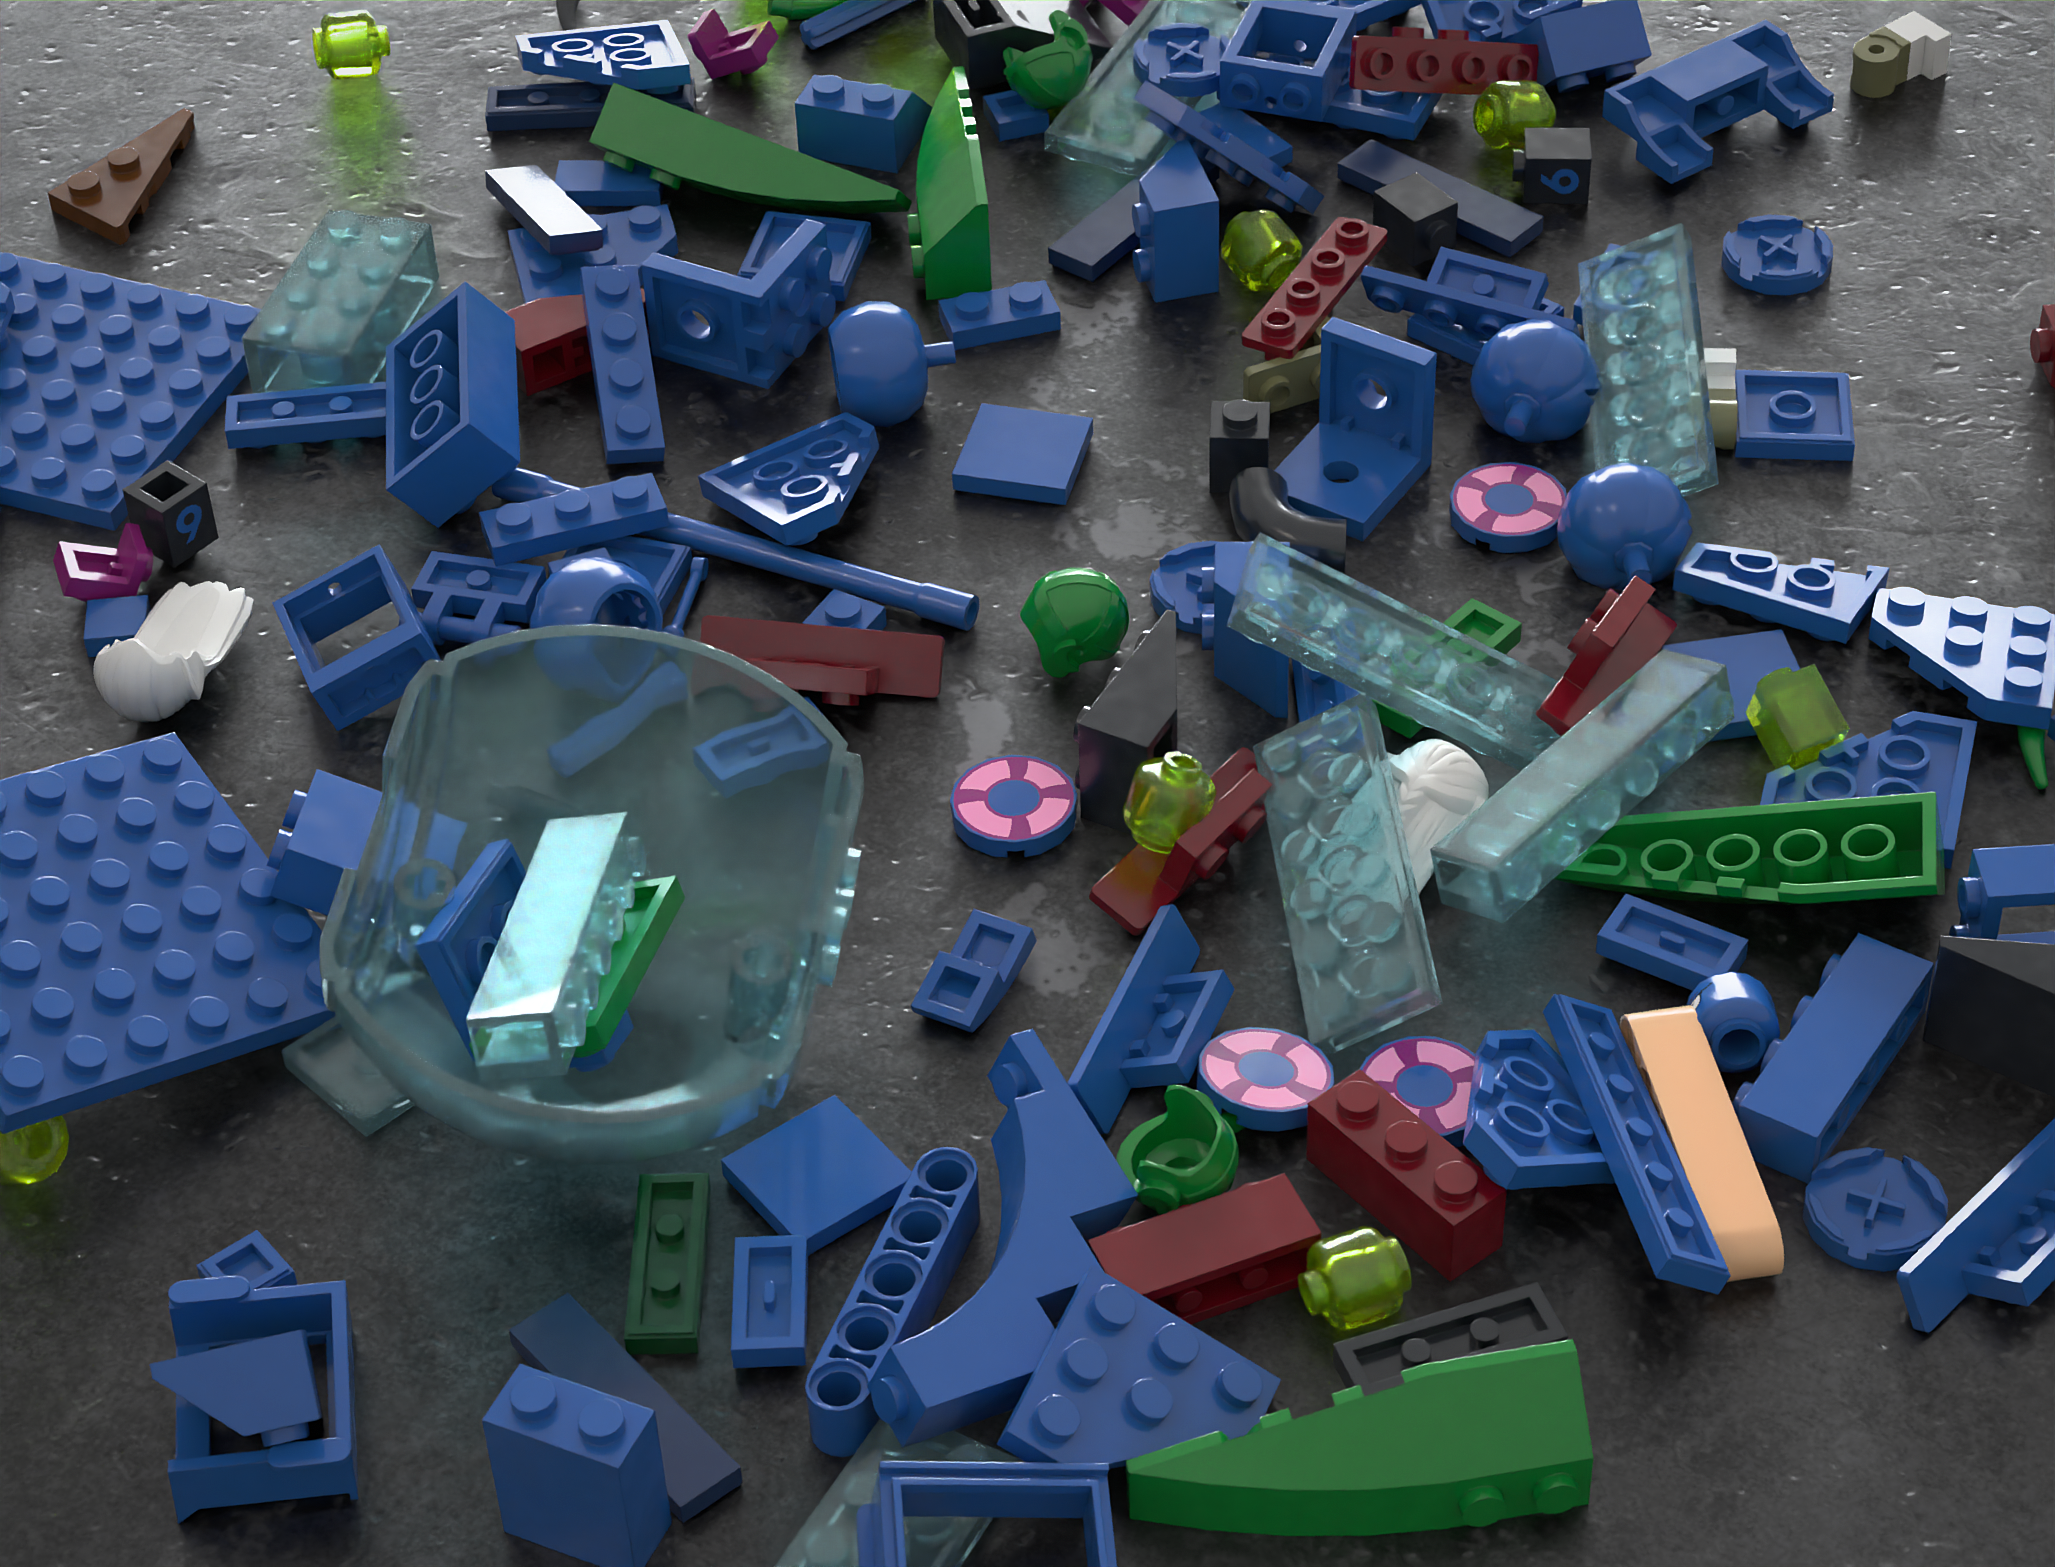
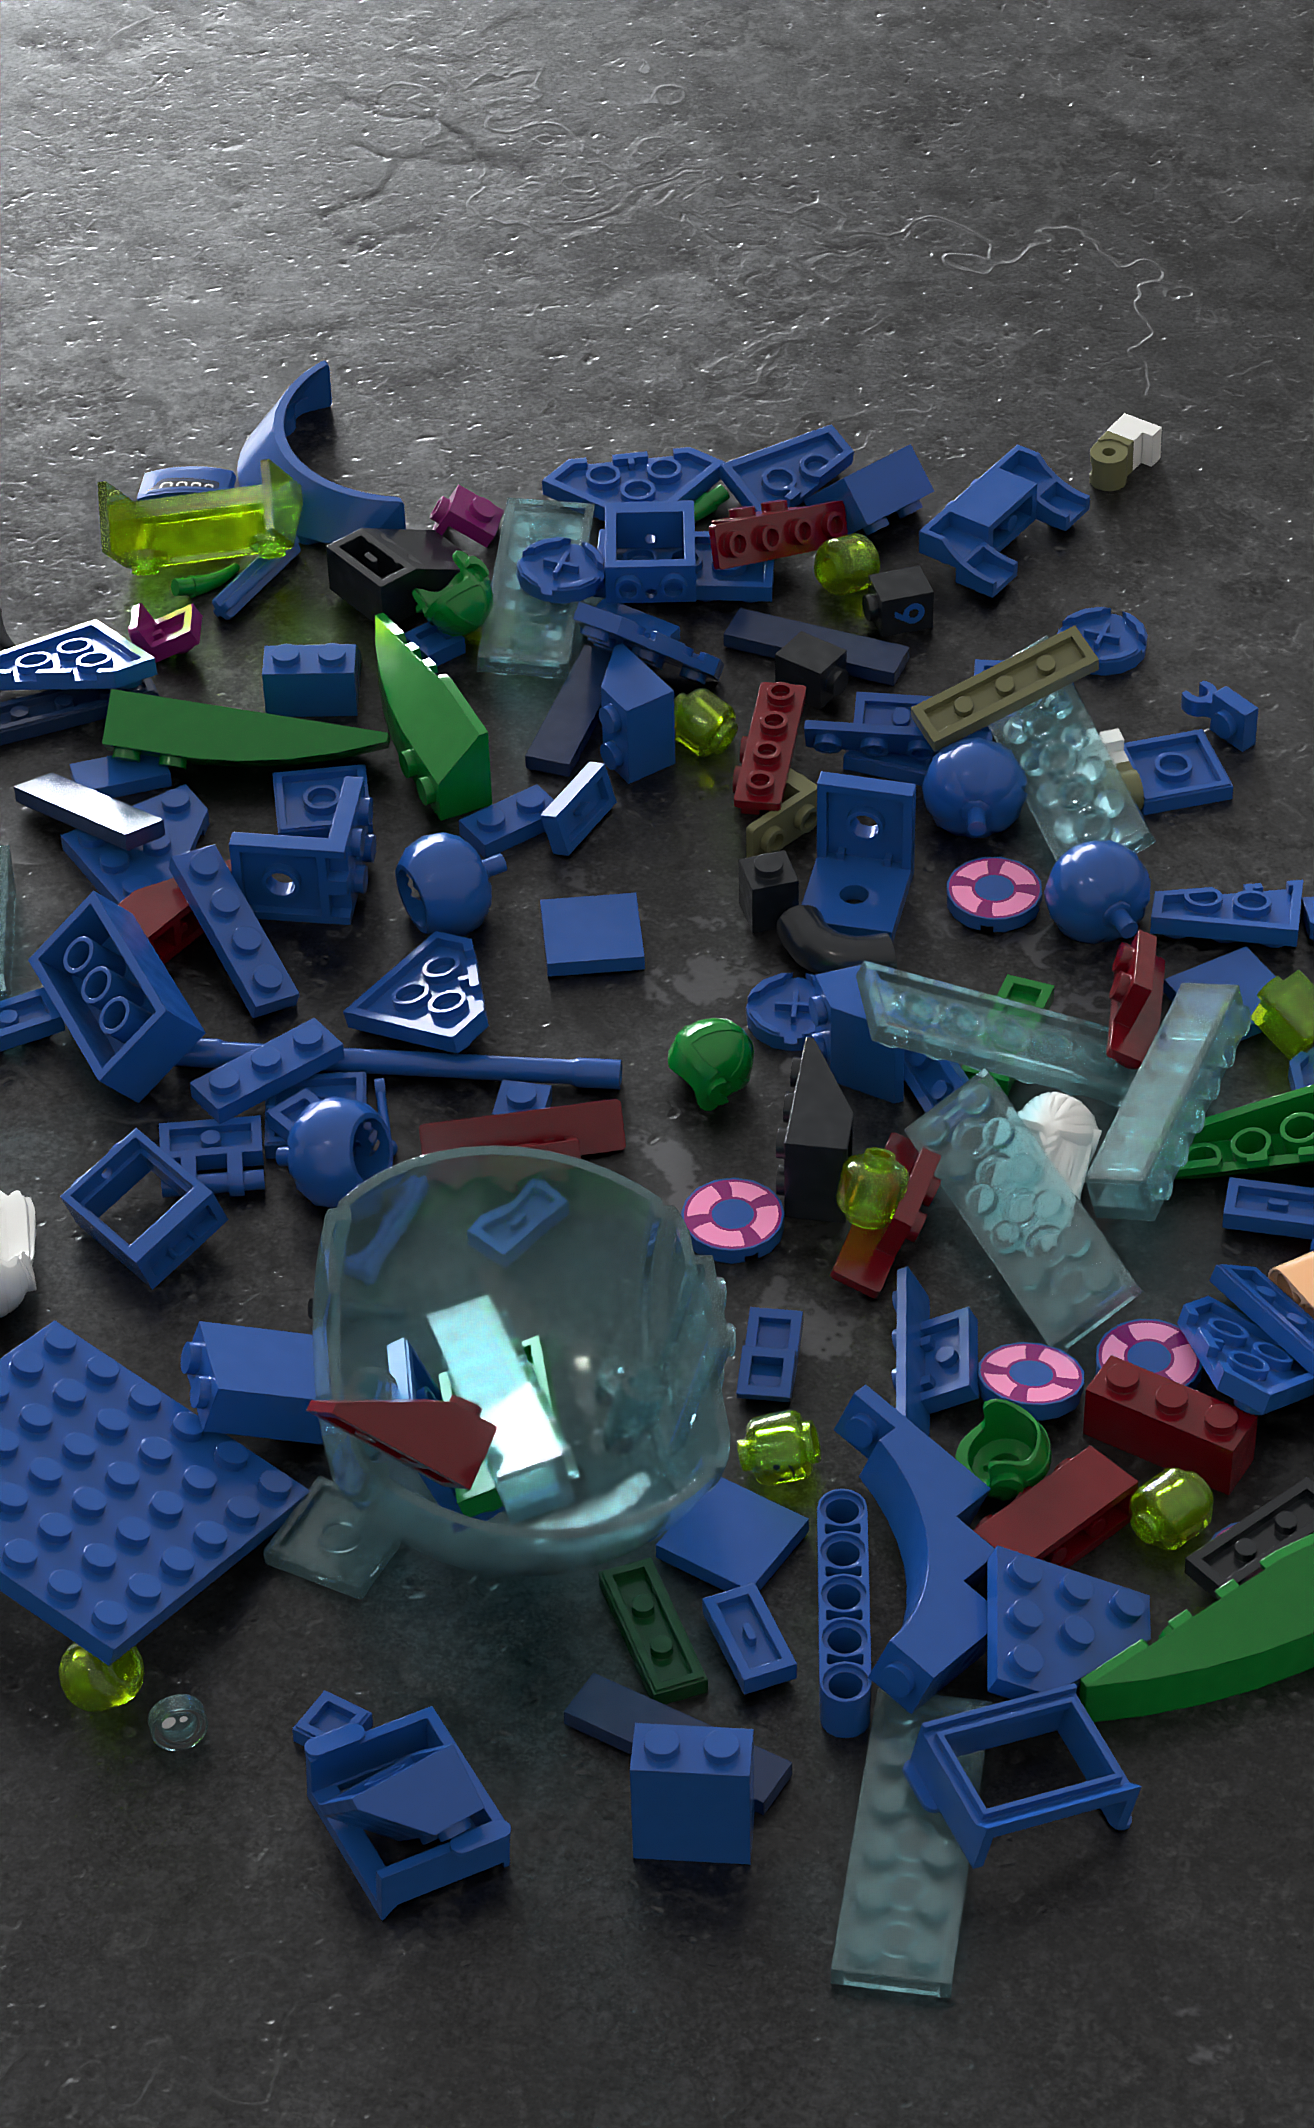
camera: 20 degrees left, 0 degrees up
(73, 1222) = (178, 1722): none -> clear light blue tile
(405, 942) = (429, 1436): none -> dark red slope
(922, 1082) = (779, 1448): none -> clear neon green head
(1074, 314) = (578, 808): none -> blue plate
(1384, 27) = (708, 502): none -> green helmet
(1603, 270) = (1005, 688): none -> olive plate
(1885, 362) = (1230, 714): none -> blue plate

